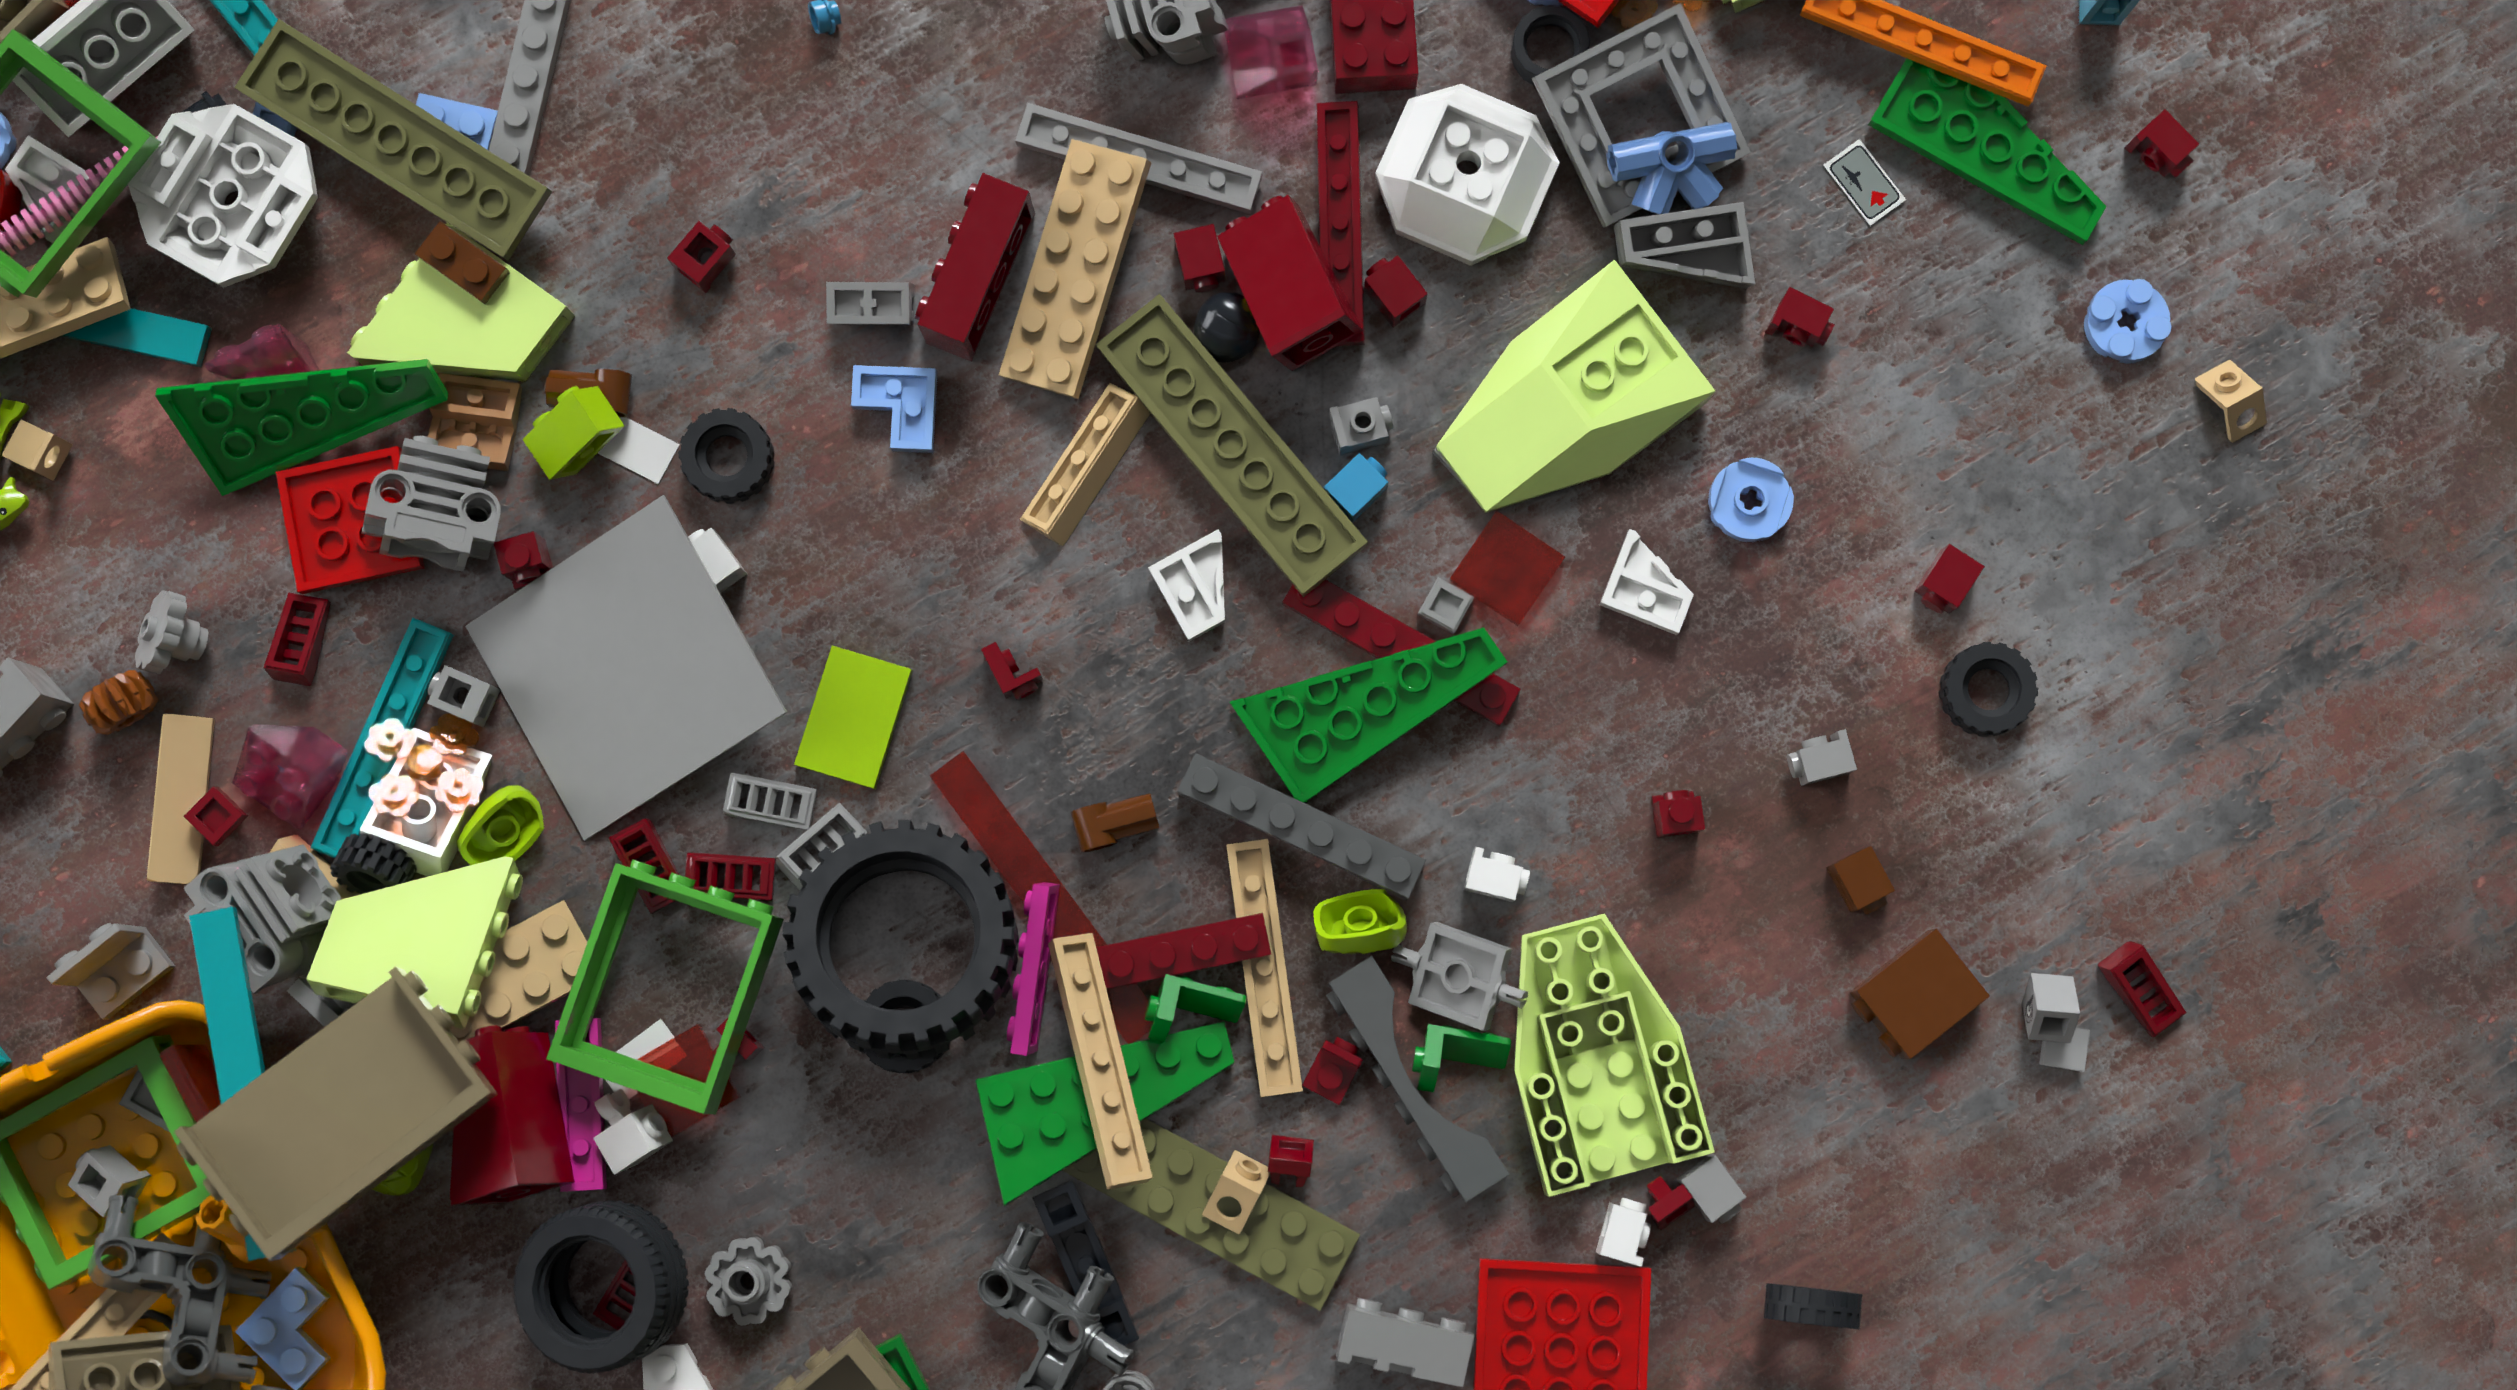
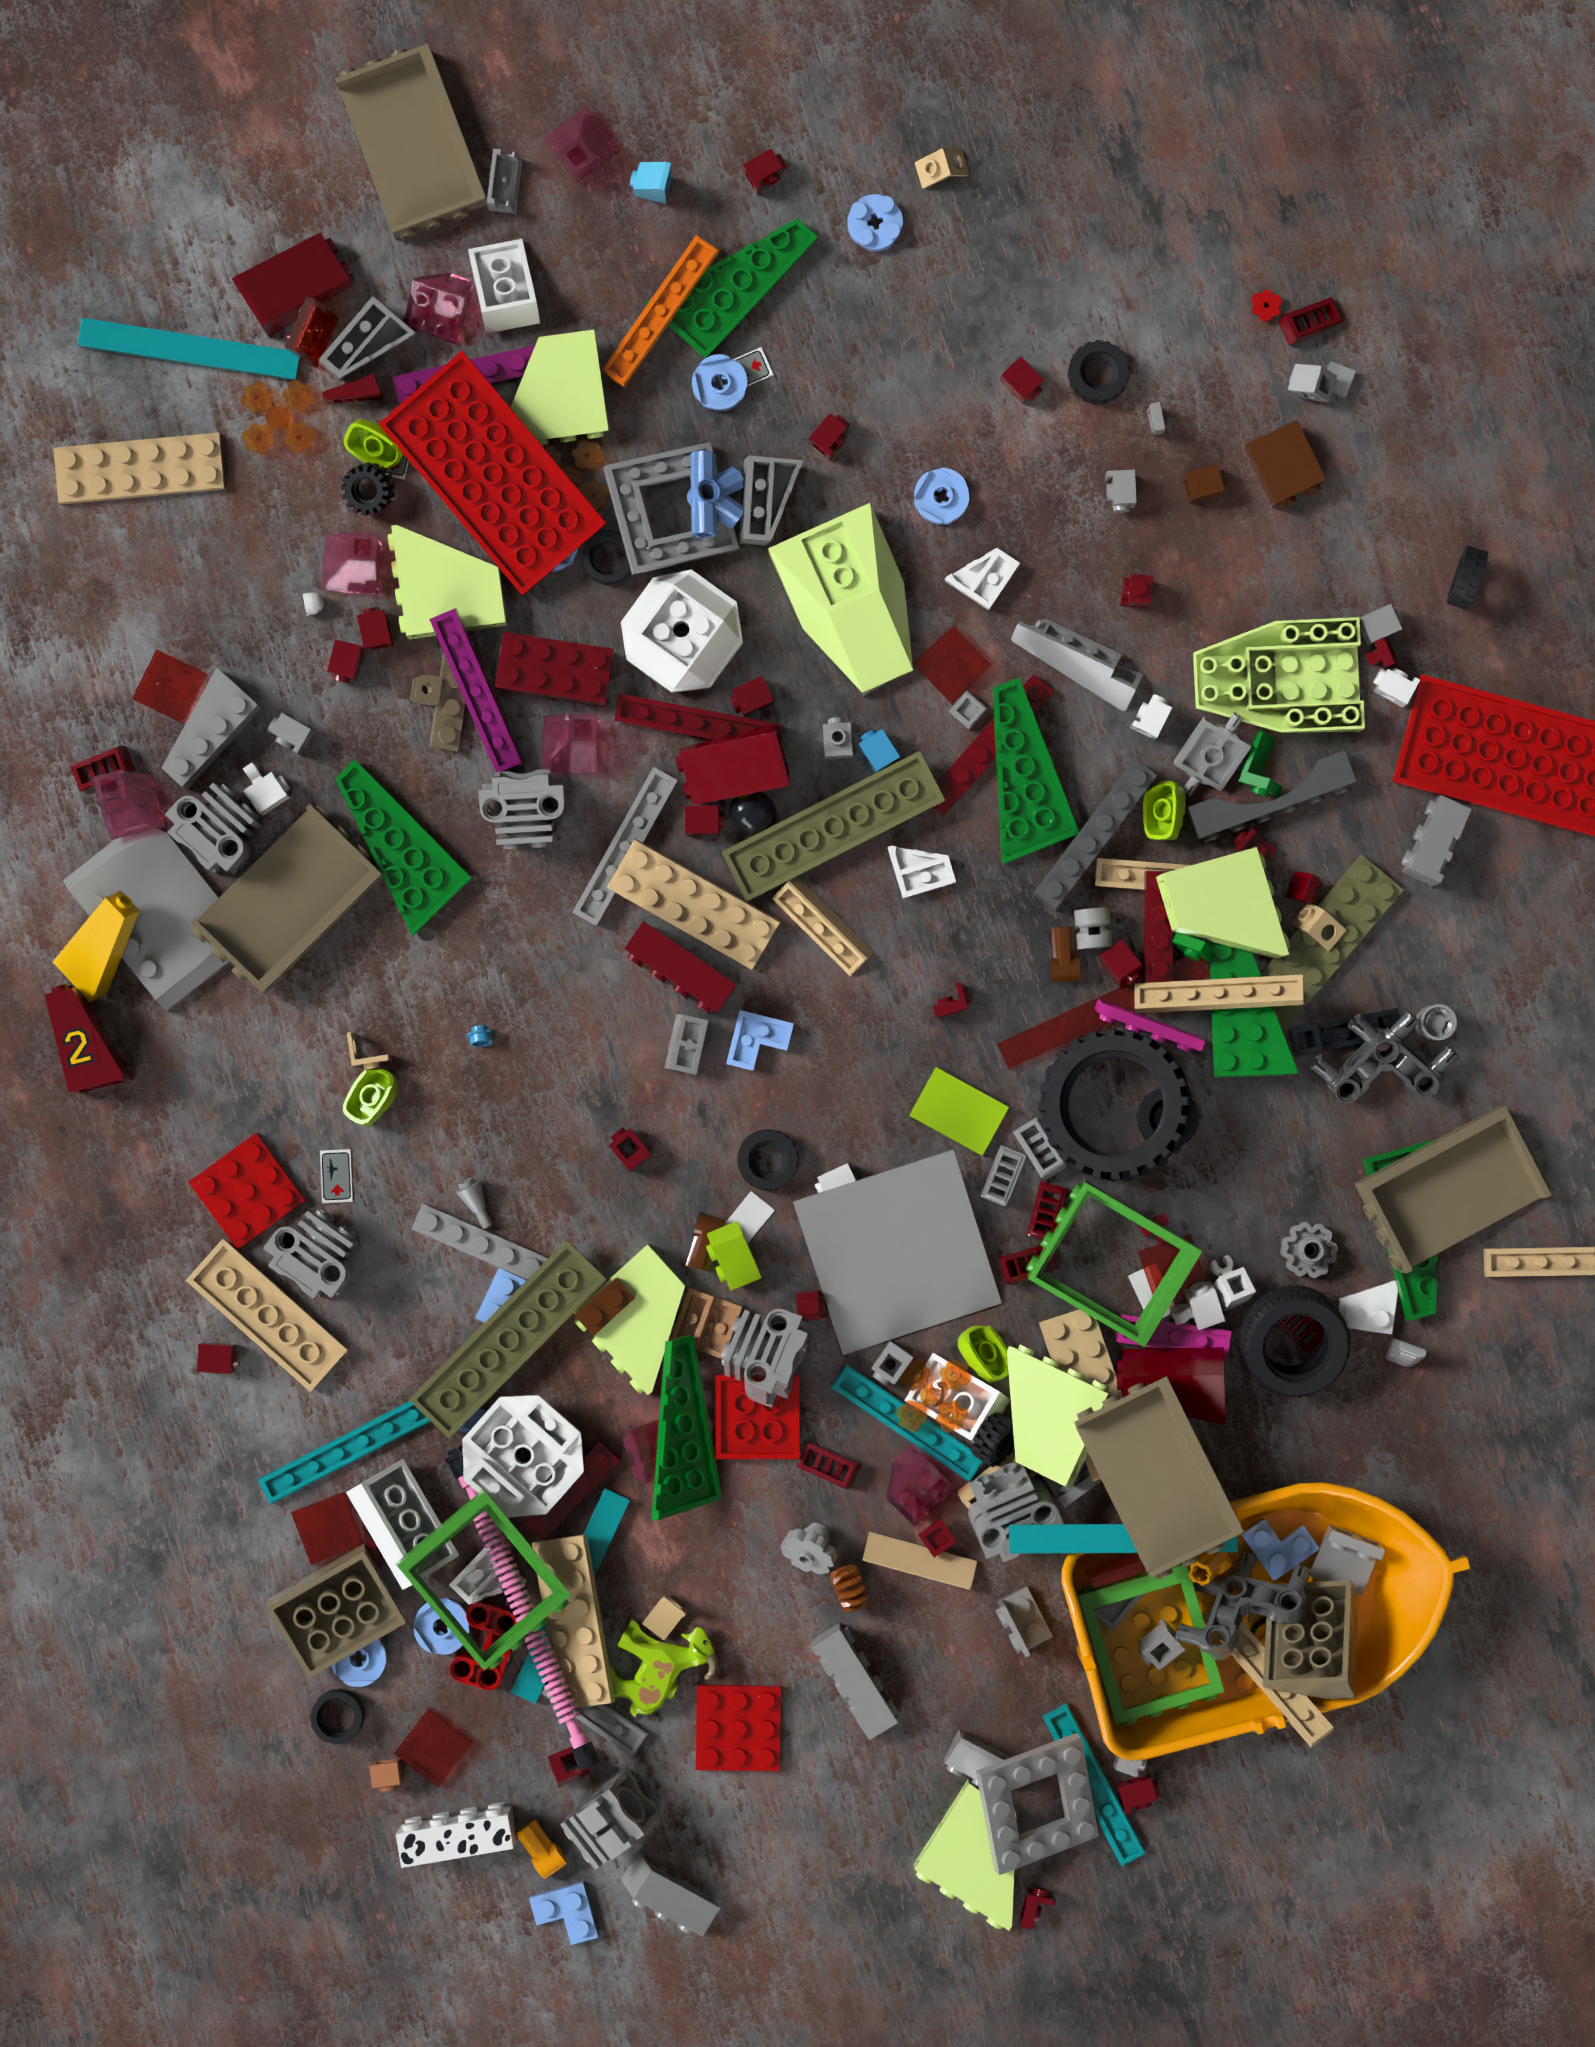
camera: 80 degrees left, 5 degrees up
(232, 304) = (596, 1467): none -> dark red plate
(592, 53) = (472, 1195): none -> light grey cone
(668, 1175) = (1231, 1286): none -> white brick
(1116, 908) = (1121, 965): none -> dark red brick
(1175, 849) = (1093, 918): none -> light grey wheel
(1238, 1042) = (1226, 903): none -> yellowish green slope
(1556, 754) = (1080, 660): none -> light grey wedge
(1830, 171) = (706, 374): none -> light blue plate
(1940, 787) = (1156, 418): none -> light grey tile
(2159, 916) = (1273, 302): none -> red plant

